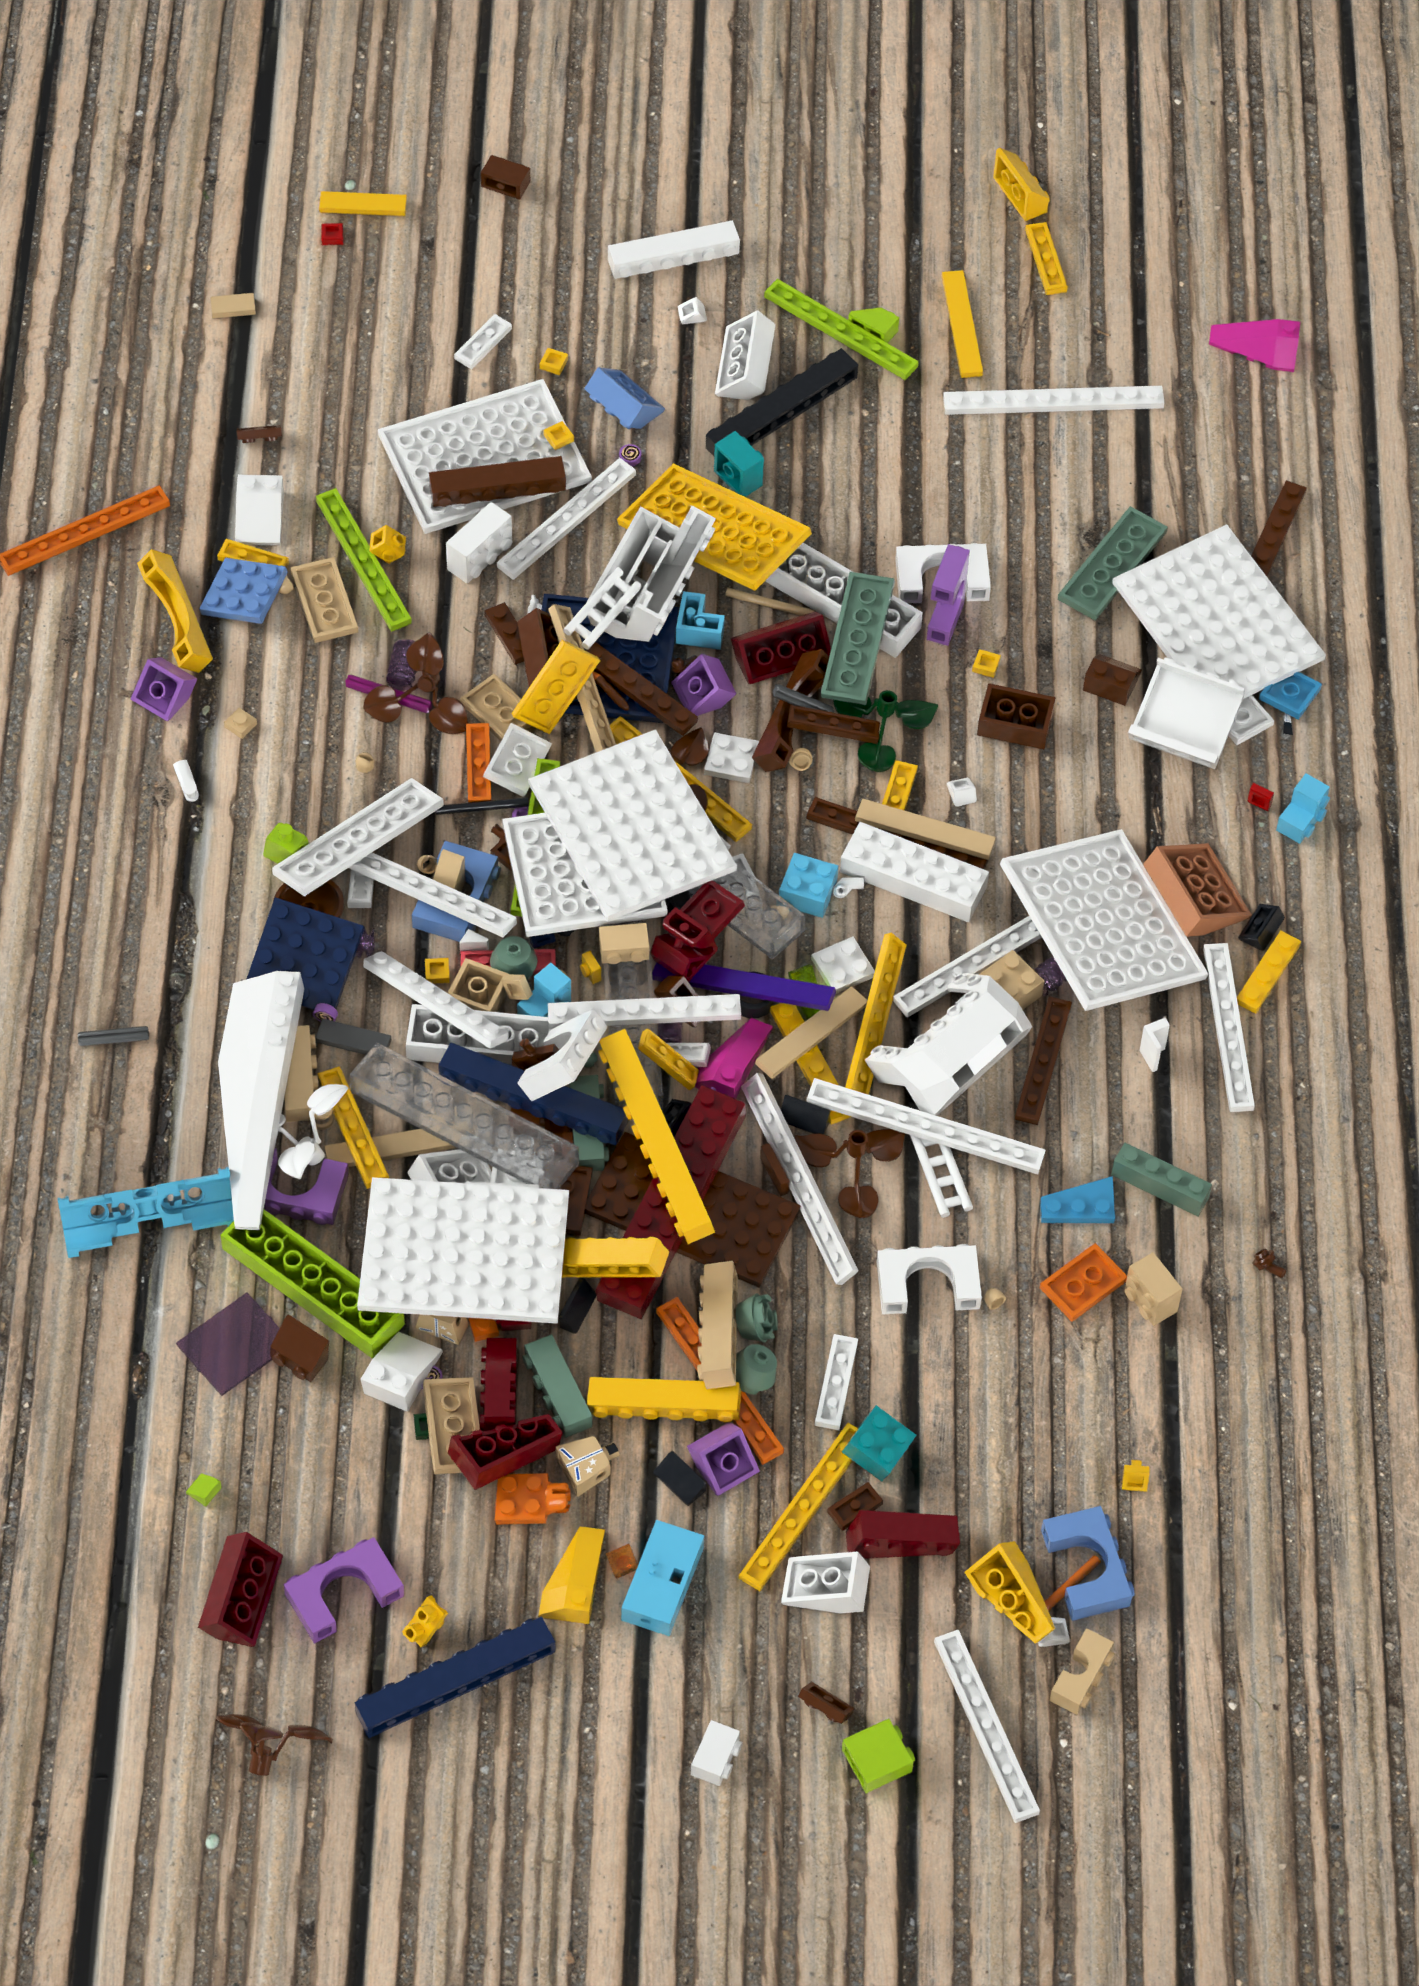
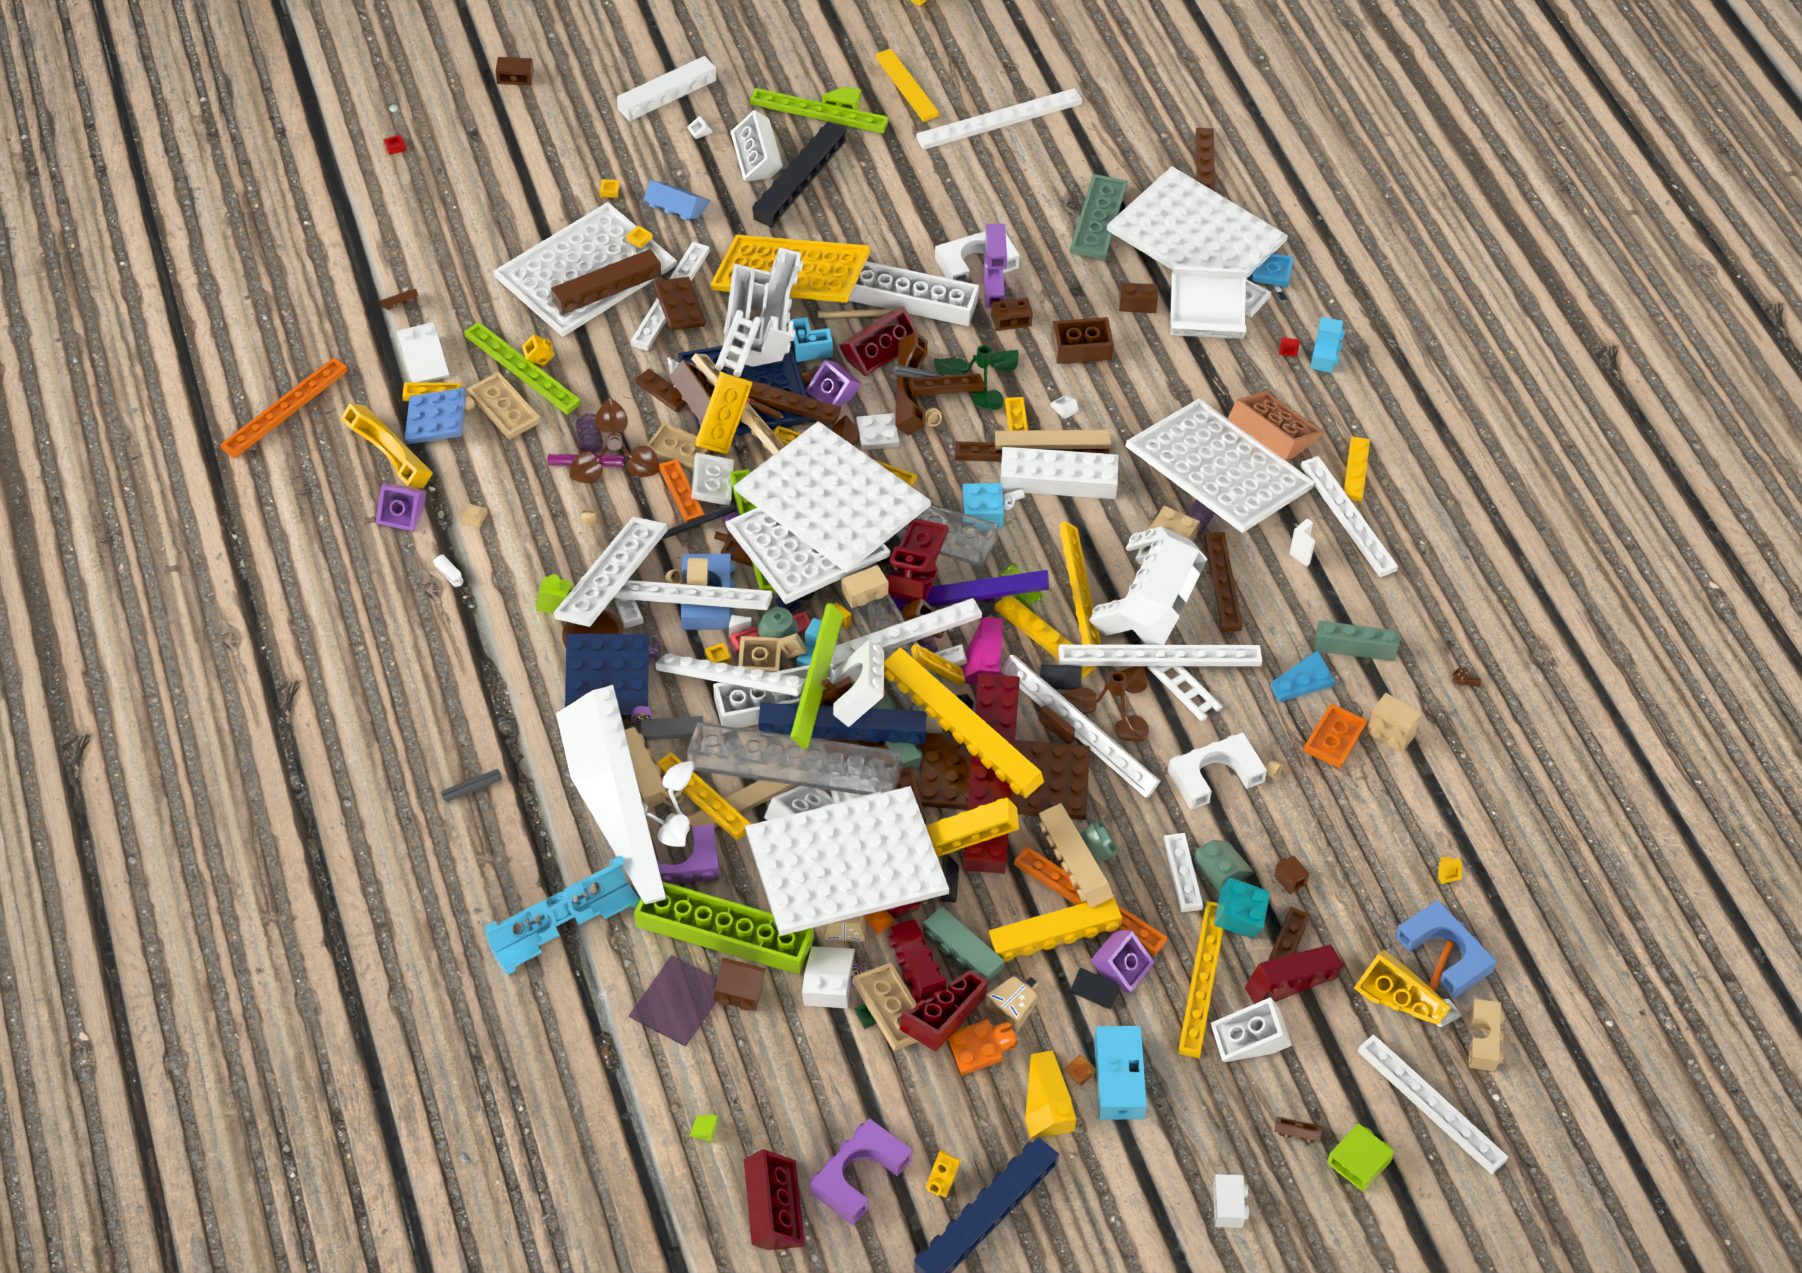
camera: 20 degrees left, 5 degrees down
(232, 305) = (337, 214): tan tile -> none
(362, 203) = (410, 117): yellow tile -> none
(479, 542) = (611, 329): white brick -> none
(483, 341) = (547, 189): white tile -> none
(524, 1027) = (817, 672): none -> lime tile
(571, 532) = (679, 303): none -> reddish brown plate
(630, 454) = (699, 237): tile -> none
(738, 464) = (787, 219): teal brick -> none
(755, 1368) = (1120, 879): sand green cone -> none
(811, 1033) = (1037, 614): tan tile -> none
(843, 965) = (1035, 555): white plate -> none
(847, 1508) = (1244, 964): reddish brown plate -> none
(857, 638) = (939, 316): sand green plate -> none
(886, 1385) = (1220, 862): none -> sand green slope
(923, 1489) = (1290, 933): none -> reddish brown tile
(950, 658) = (1011, 314): none -> reddish brown brick
(955, 1423) = (1291, 874): none -> reddish brown brick
(973, 962) = (1136, 523): white plate -> none
(986, 663) = (1040, 310): yellow plate -> none
(1046, 258) = (947, 26): yellow tile -> none
(1262, 926) = (1335, 437): black slope -> none
(1265, 341) = (1133, 39): dark pink wedge -> none

